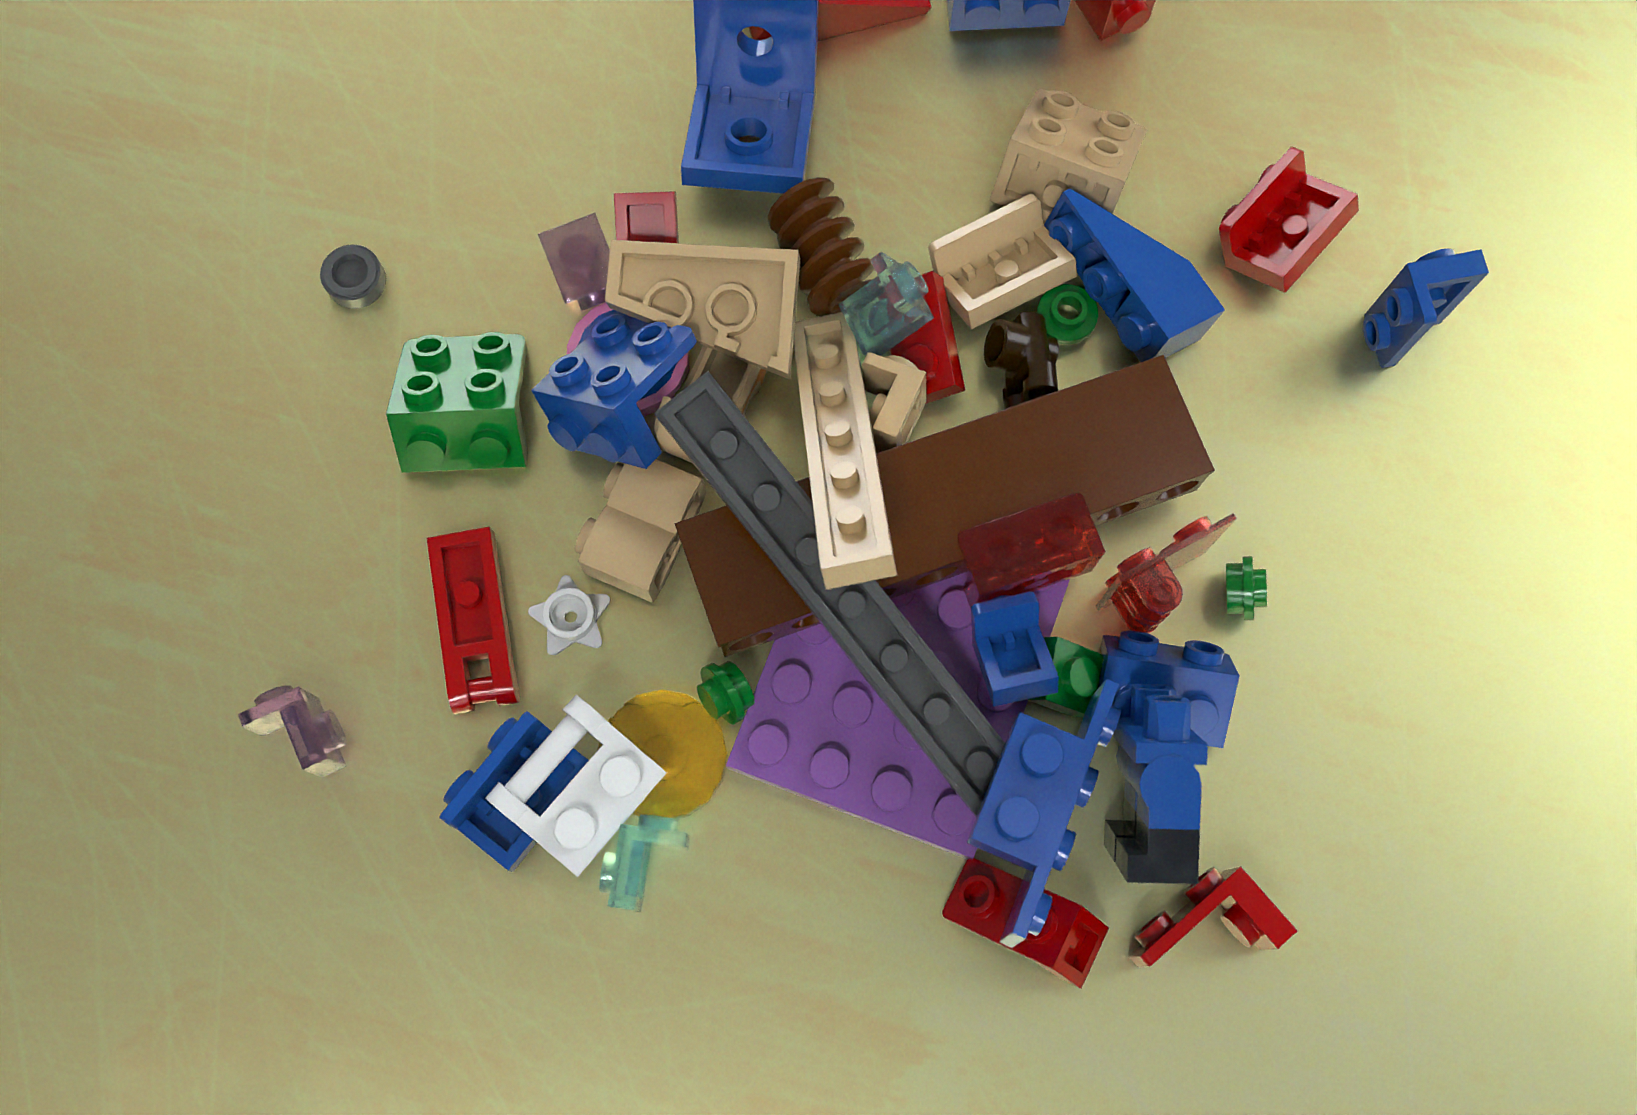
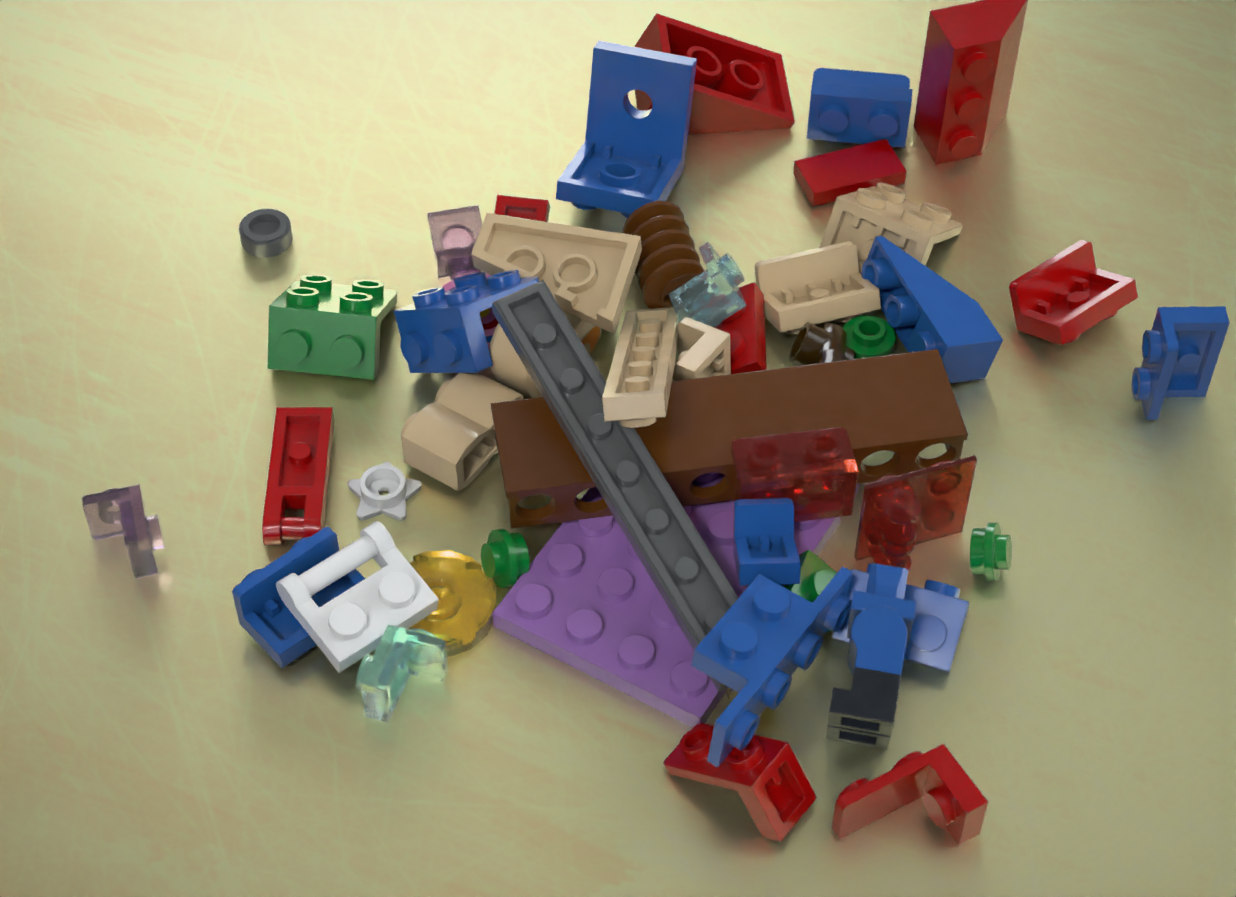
camera: 10 degrees right, 25 degrees down
(1006, 74) = (847, 170): none -> red tile

